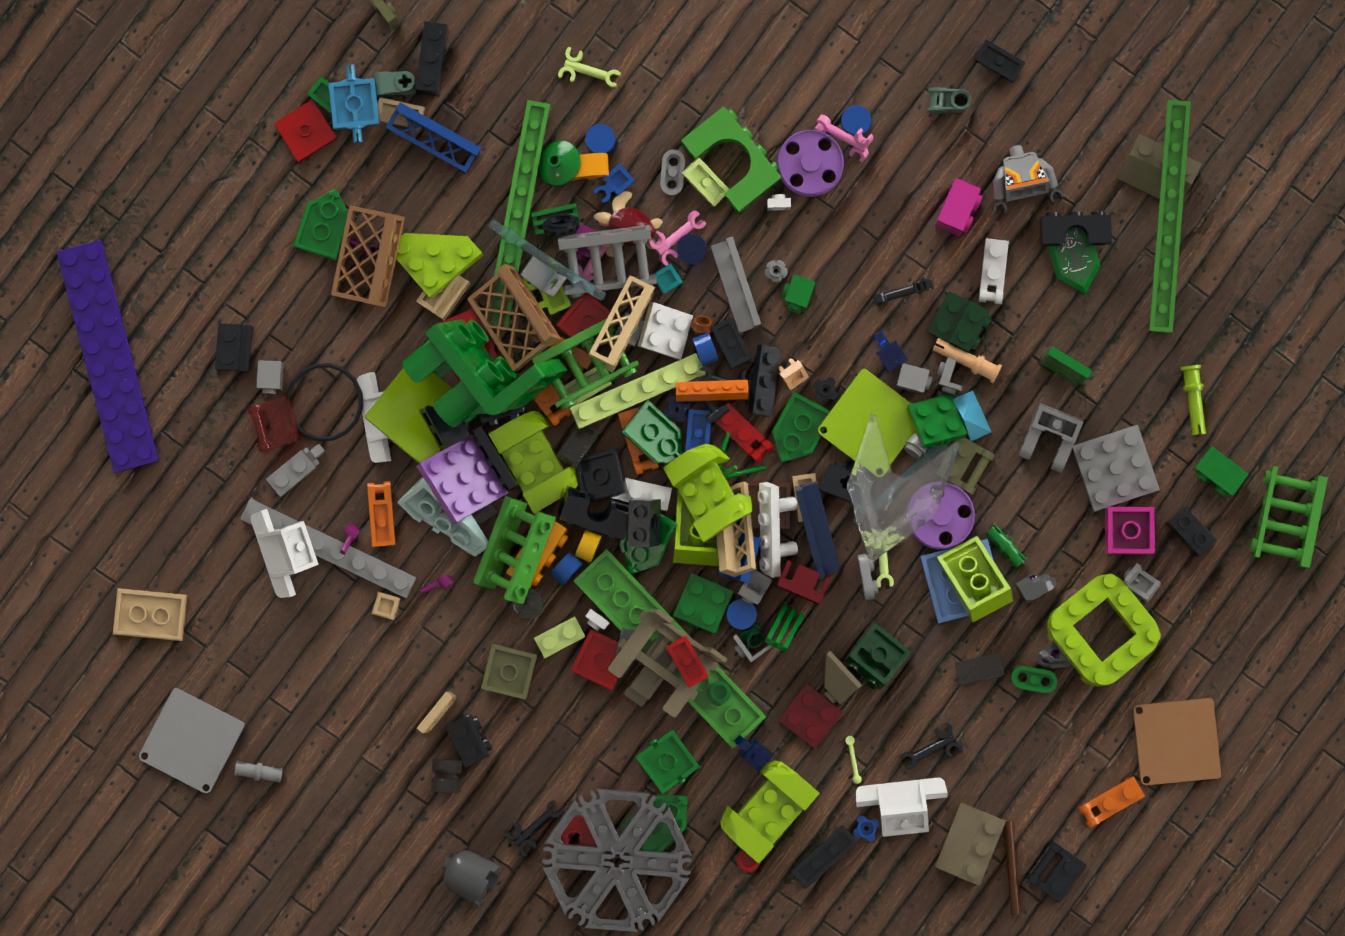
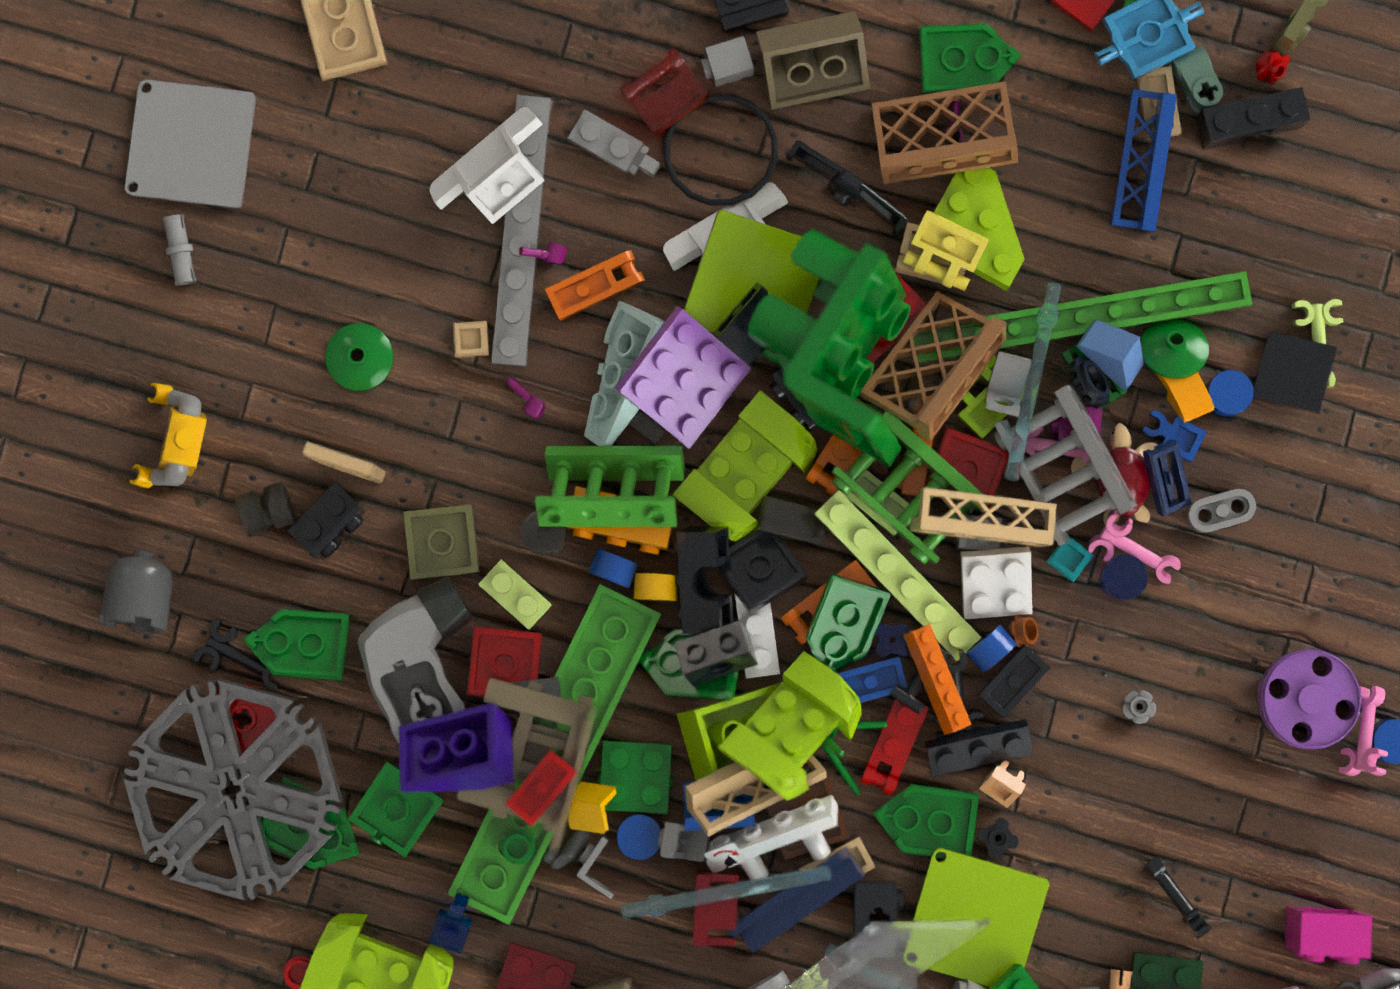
camera: 70 degrees right, 0 degrees up
(289, 321) = (813, 60): none -> dark tan slope
(379, 331) = (847, 187): none -> black plate
(382, 684) = (371, 369): none -> green dish
(382, 813) = (181, 439): none -> torso
(403, 33) = (1271, 66): none -> red plate
(440, 279) = (949, 242): none -> light yellow plate
(495, 459) = (728, 412): black plate -> none
(541, 783) = (302, 644): none -> green tile
(547, 202) = (1113, 351): none -> medium blue slope
(583, 721) = (402, 658): none -> light grey piece
(596, 620) = (556, 637): white plate -> none
(602, 94) = (1294, 372): none -> black tile
(639, 203) = (1162, 480): none -> dark blue tile
(645, 706) = (457, 751): none -> dark purple slope
(705, 181) = (1226, 561): yellowish green plate -> none
(711, 637) = (588, 807): none -> yellow panel
(724, 128) = (1311, 560): bright green arch -> none
(735, 662) = (569, 852): none -> dark grey arm
(736, 285) = (1097, 658): light grey fence -> none
(752, 637) = (613, 864): dark green plate -> none
(773, 564) = (724, 857): none -> white sticker
(778, 203) = (1236, 675): white plate -> none
(786, 615) = (658, 905): none -> clear light blue bar
(791, 615) = (615, 902): green tile -> none
(797, 294) = (1119, 750): green brick -> none
(890, 354) = (1082, 912): clear blue plate -> none
(913, 379) = (1060, 958): light grey brick -> none

